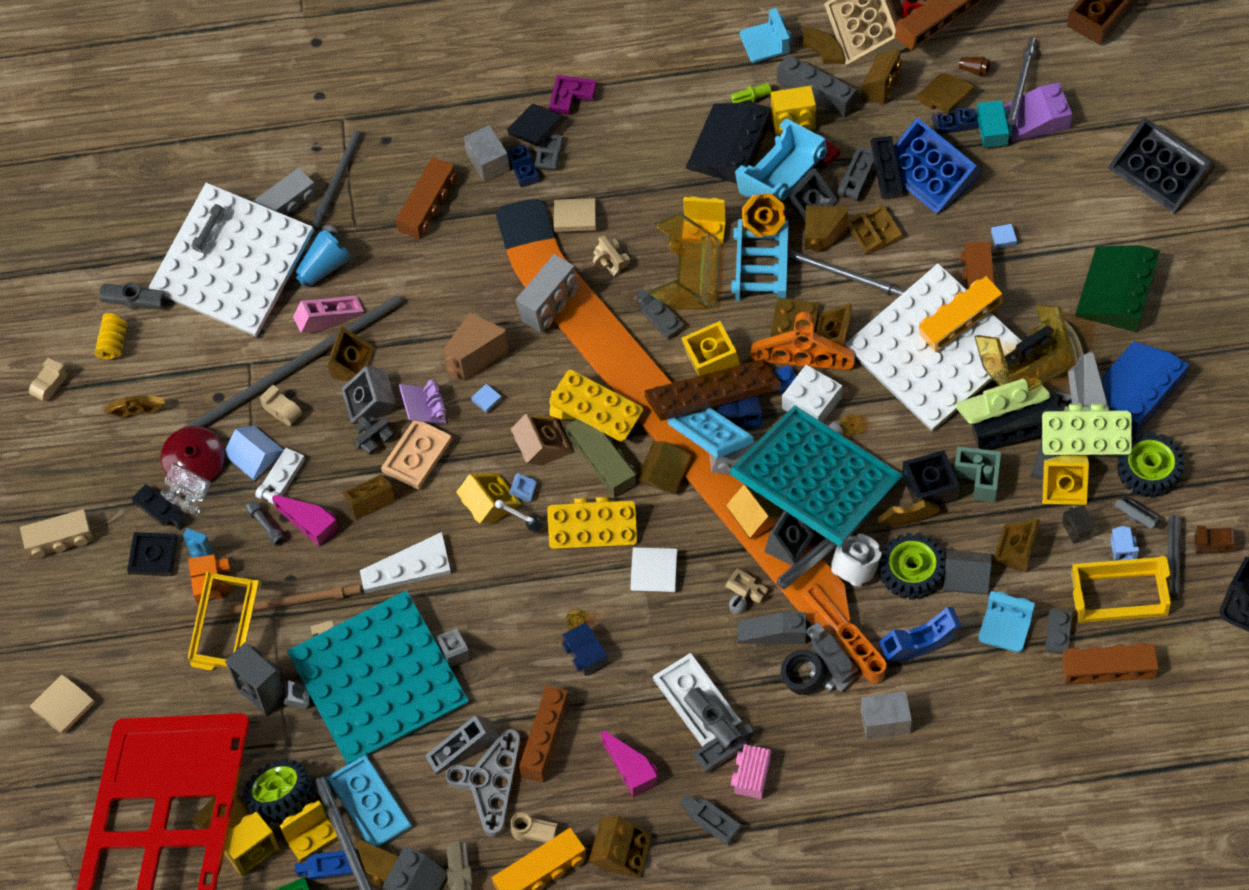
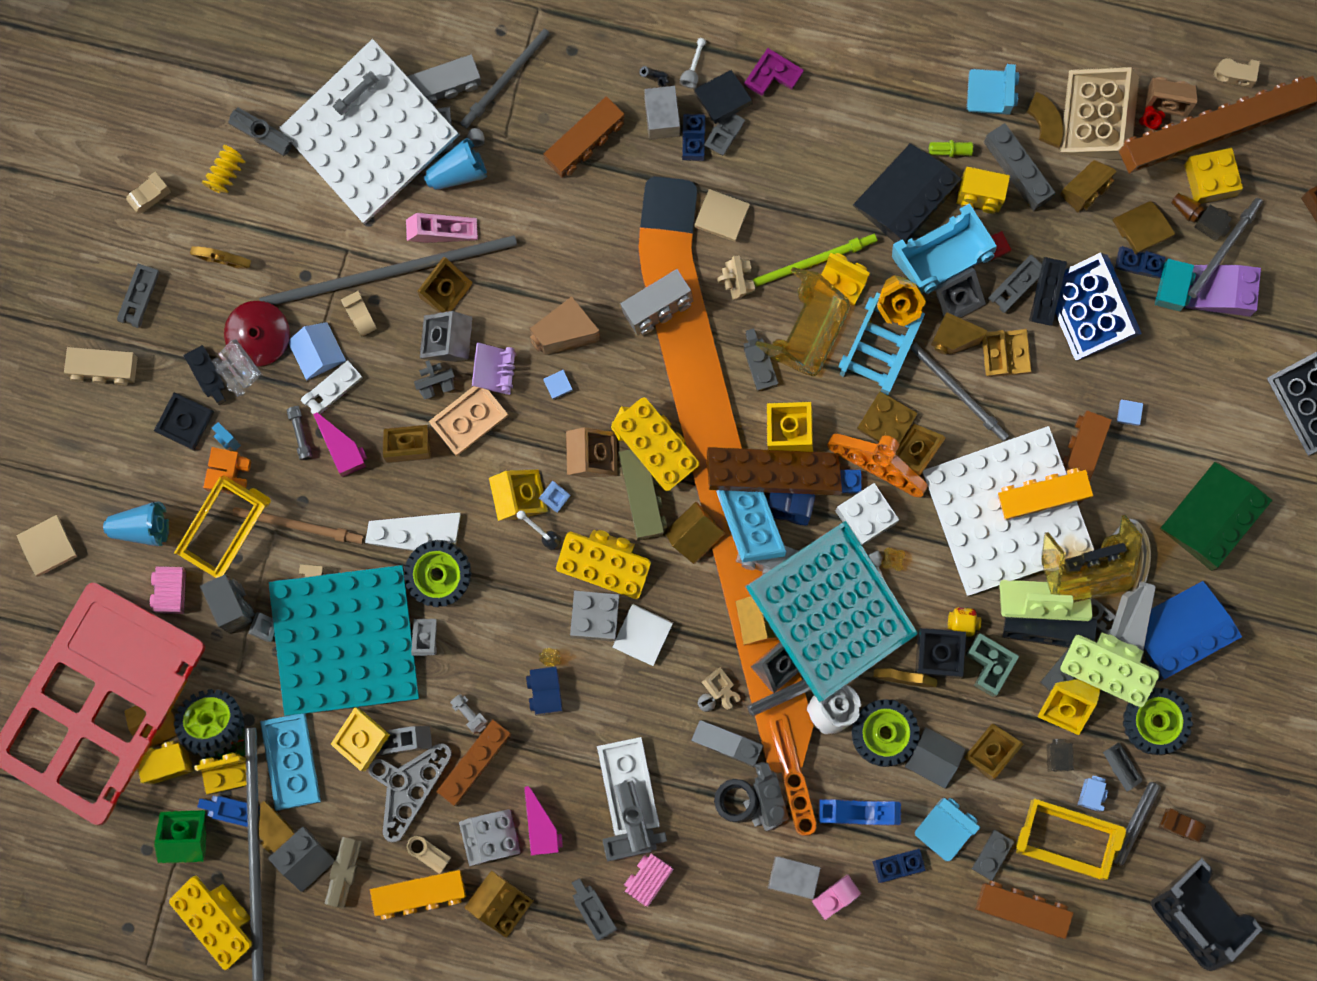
camera: 15 degrees right, 20 degrees up
(70, 465) = (138, 295): none -> dark grey plate
(143, 651) = (139, 525): none -> dark azure cone
(193, 694) = (169, 590): none -> bright pink brick
(428, 753) = (360, 739): none -> yellow plate
(442, 569) = (421, 580): none -> wheel
(465, 129) = (655, 75): none -> black arm
(499, 122) = (690, 78): none -> light grey hinge
(530, 700) = (476, 722): none -> light grey bar
(583, 793) = (489, 837): none -> light grey bracket
(603, 569) = (594, 616): none -> light grey brick
(702, 193) = (854, 245): none -> lime bar
(933, 716) = (836, 897): none -> bright pink brick
(938, 444) = (964, 620): none -> yellow head
(978, 672) = (899, 865): none -> dark blue slope
(985, 33) = (1213, 176): none -> yellow brick
(1002, 68) = (1214, 222): none -> clear smoke brick

